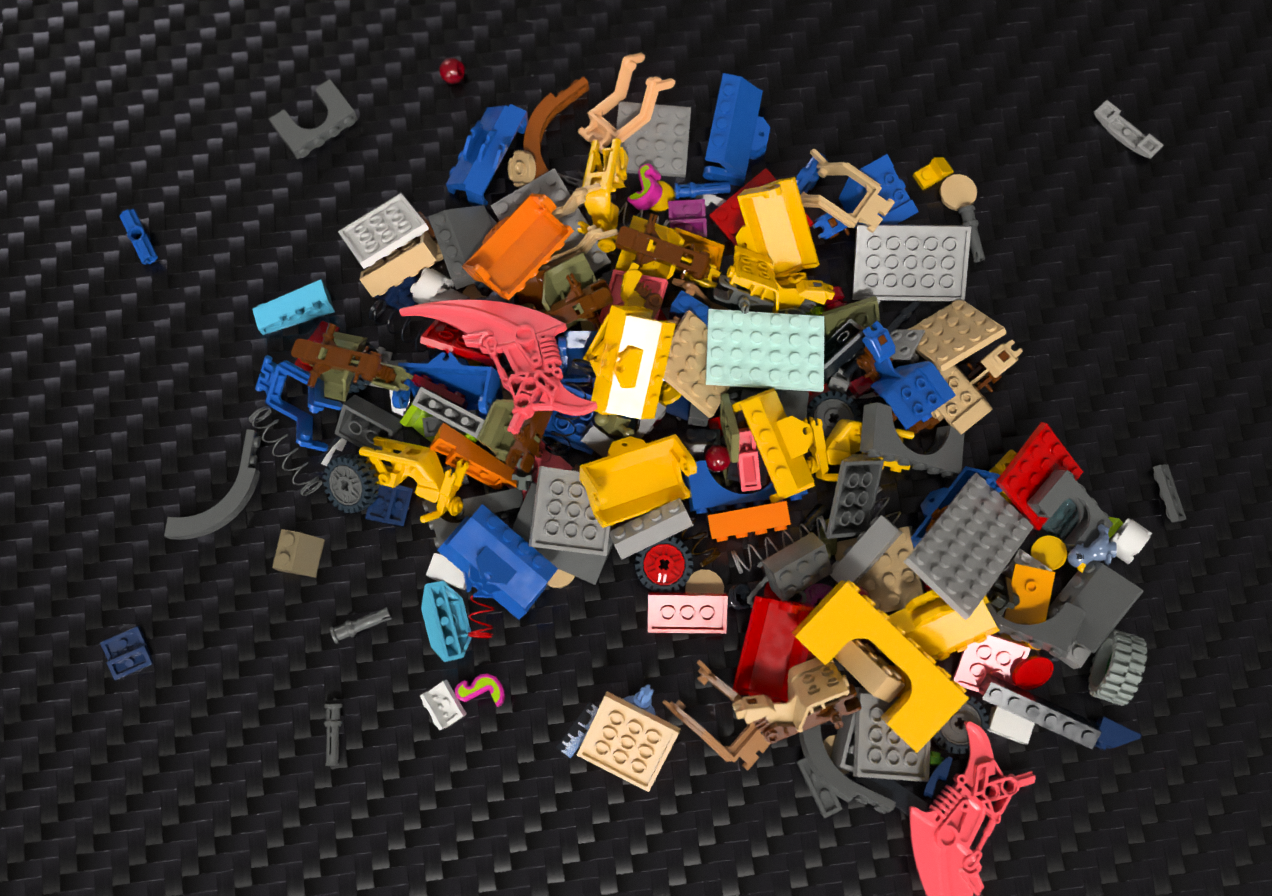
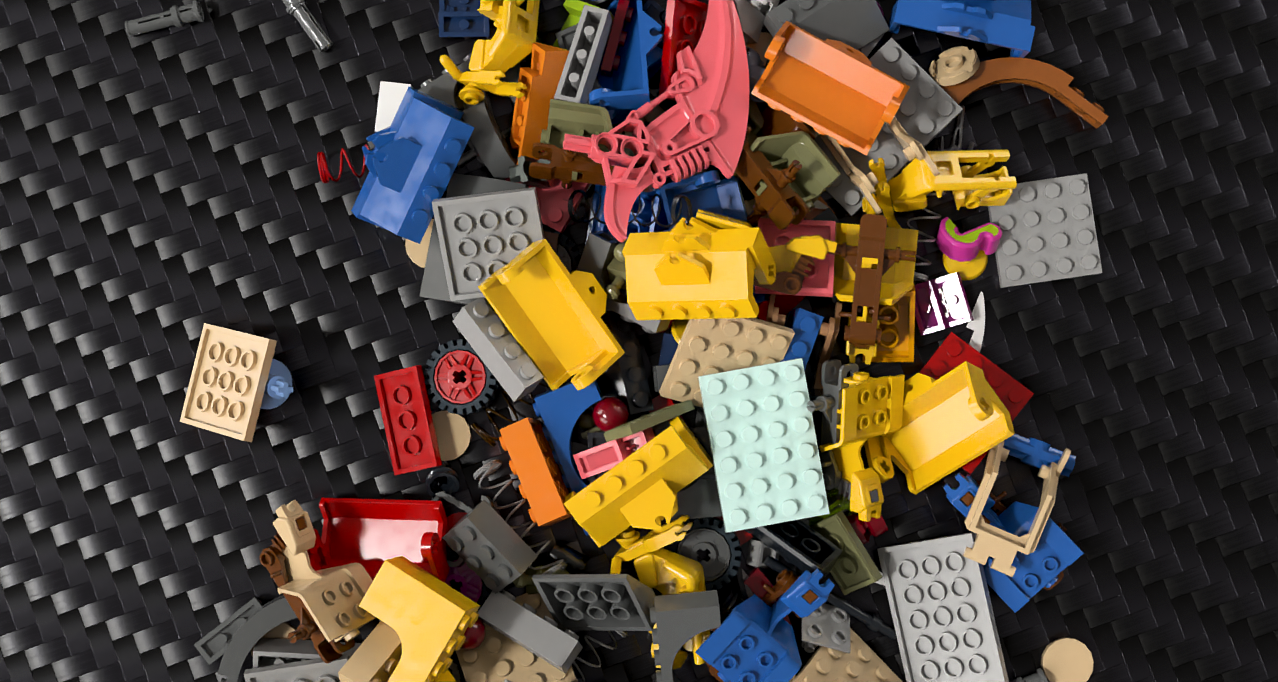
camera: 80 degrees right, 10 degrees up
(443, 705) = (227, 144): white bracket -> none
(445, 621) = (329, 121): medium azure wedge -> none
(480, 685) = (266, 188): animal -> none
(578, 731) = (236, 318): sticker -> none
(601, 129) = (1039, 157): light nougat piece -> none
(692, 190) = (982, 302): blue pin -> none
(736, 131) = (1077, 340): blue piece -> none
(745, 744) = (259, 527): medium nougat piece -> none
(933, 173) = (1087, 624): yellow slope -> none

